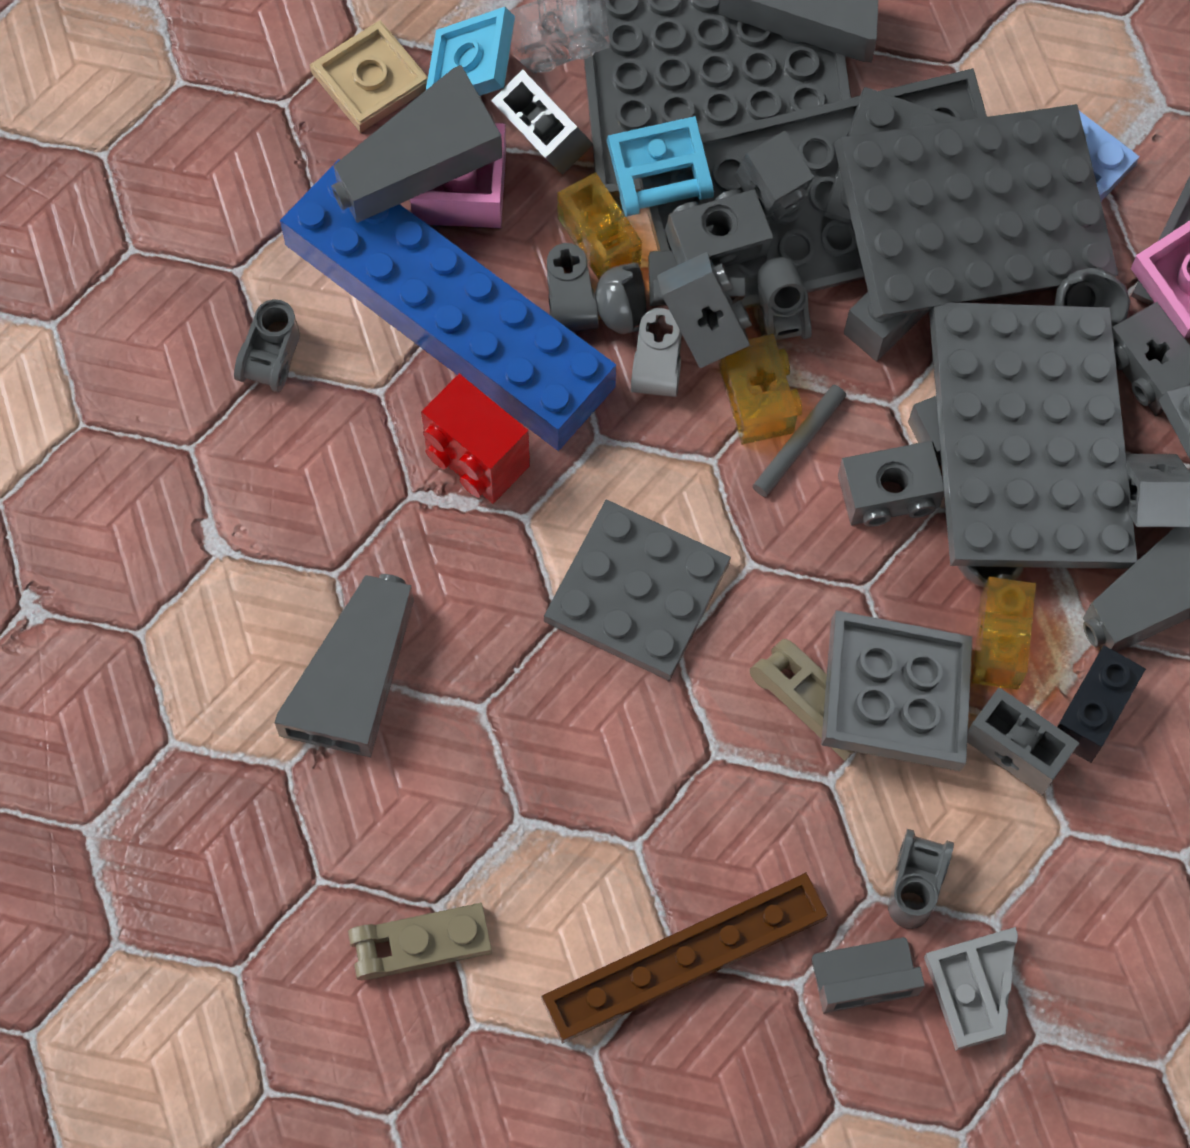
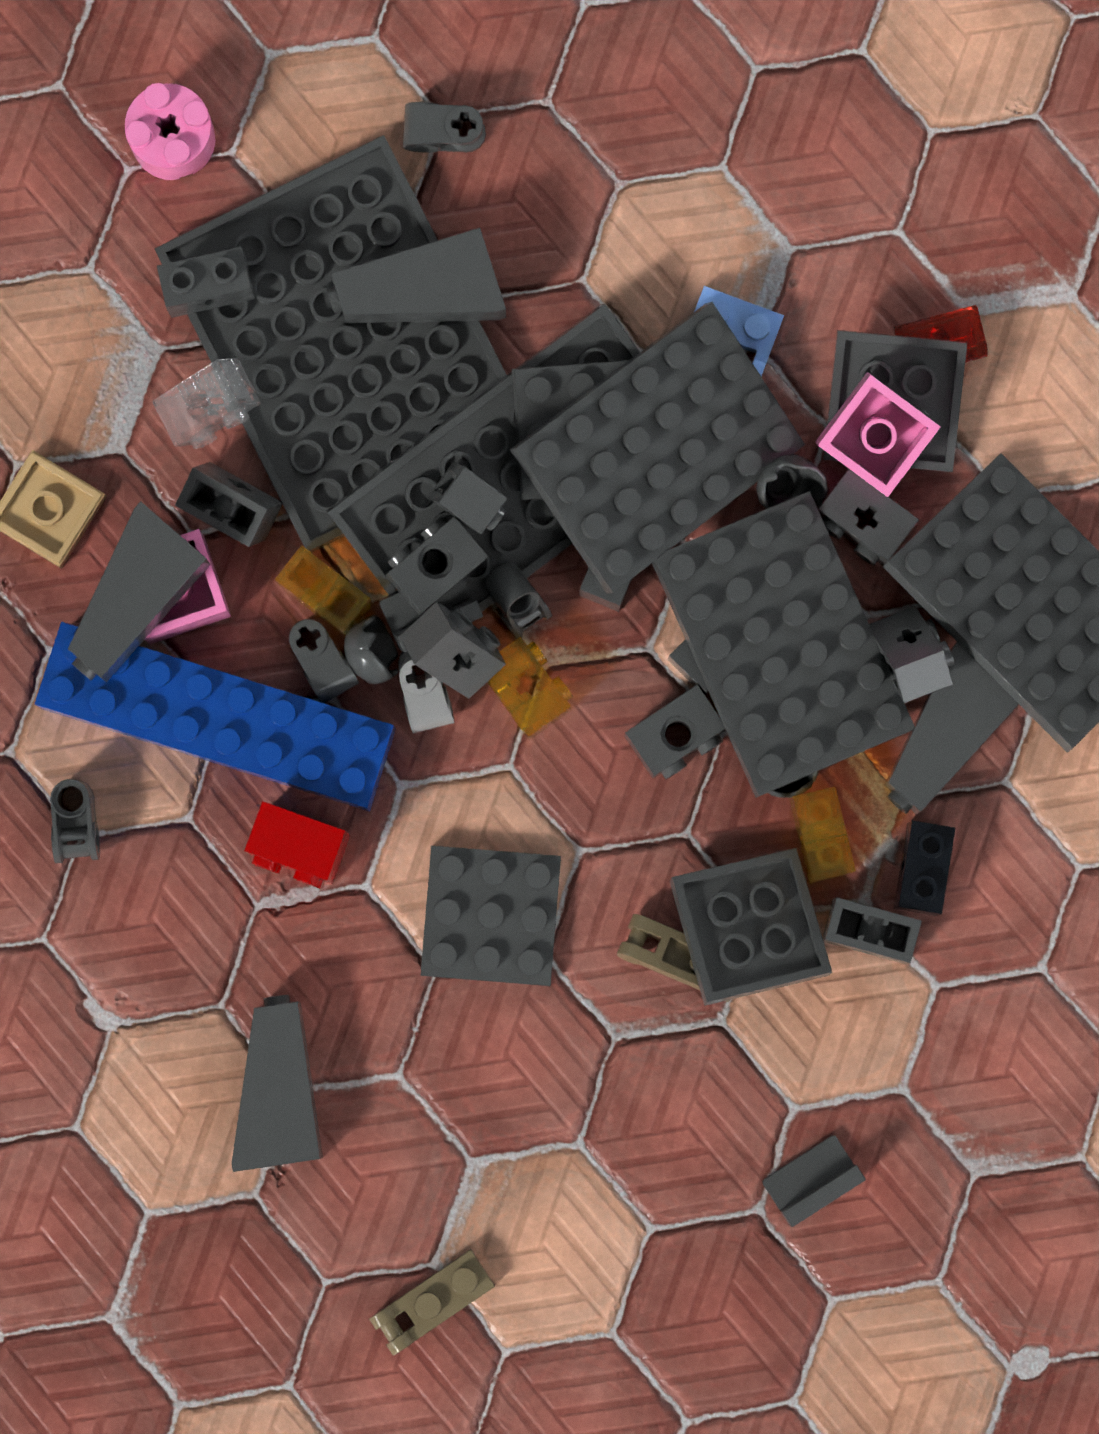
camera: 20 degrees left, 15 degrees up
(477, 45) = (135, 464): medium azure plate -> none
(658, 151) = (351, 510): medium azure plate -> none
(684, 957) = (657, 1228): reddish brown plate -> none
(799, 440) = (579, 718): dark grey bar -> none
(921, 871) = (827, 1078): dark grey piece -> none
(974, 986) = (906, 1156): light grey wing -> none

